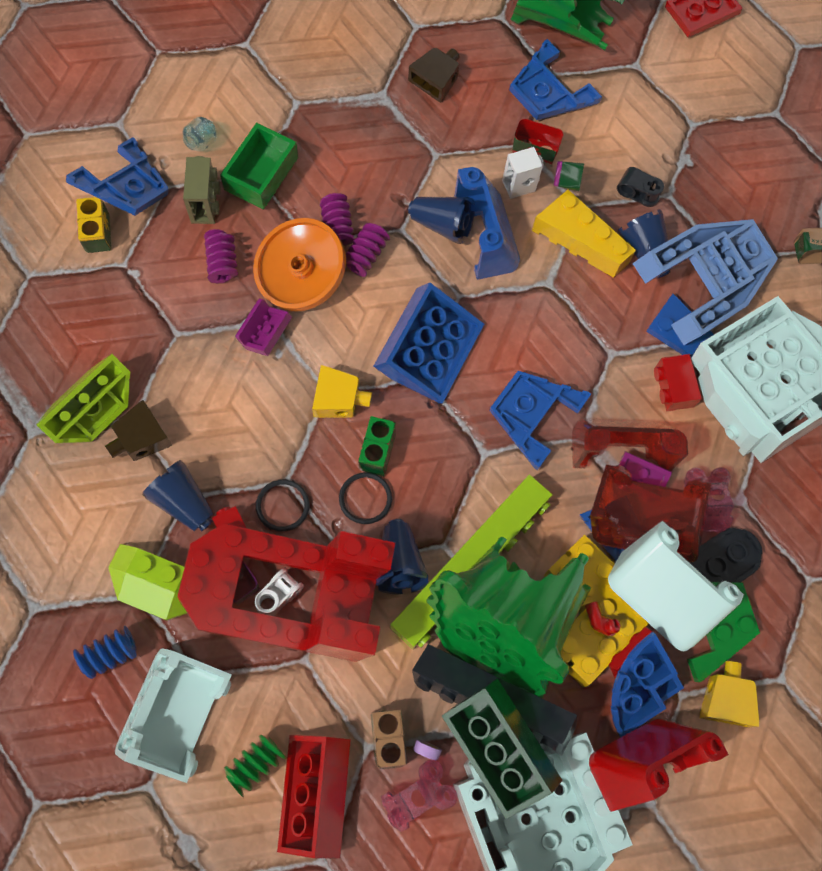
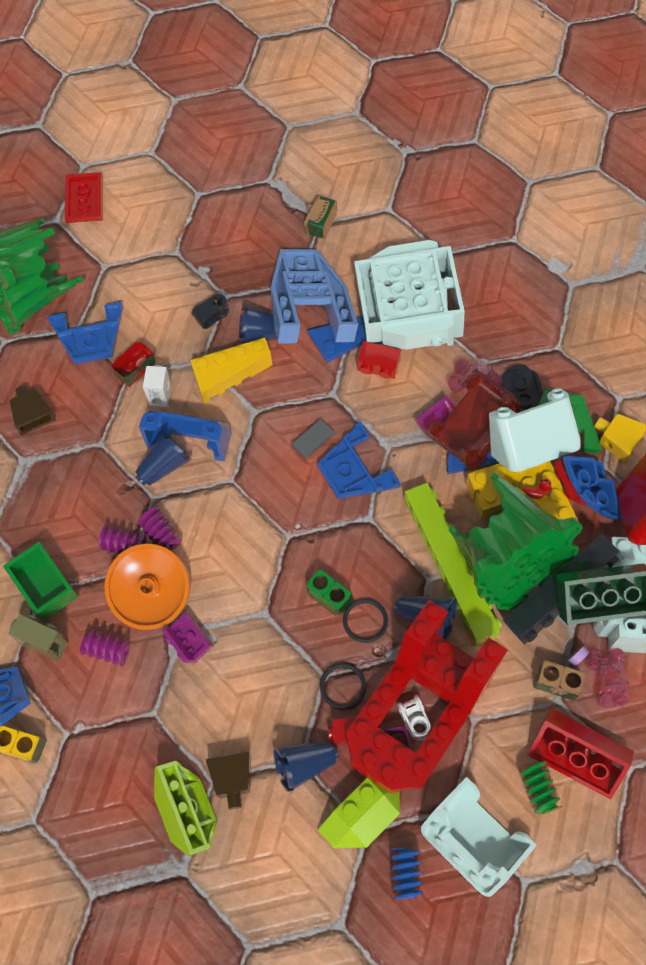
camera: 55 degrees left, 5 degrees down
(338, 394) = (272, 604): yellow torso -> none
(429, 343) = (262, 518): blue slope -> none
(546, 355) = (313, 439): none -> dark grey tile
(568, 175) = (178, 354): dark green piece -> none
(661, 442) = (397, 430): clear red windscreen -> none

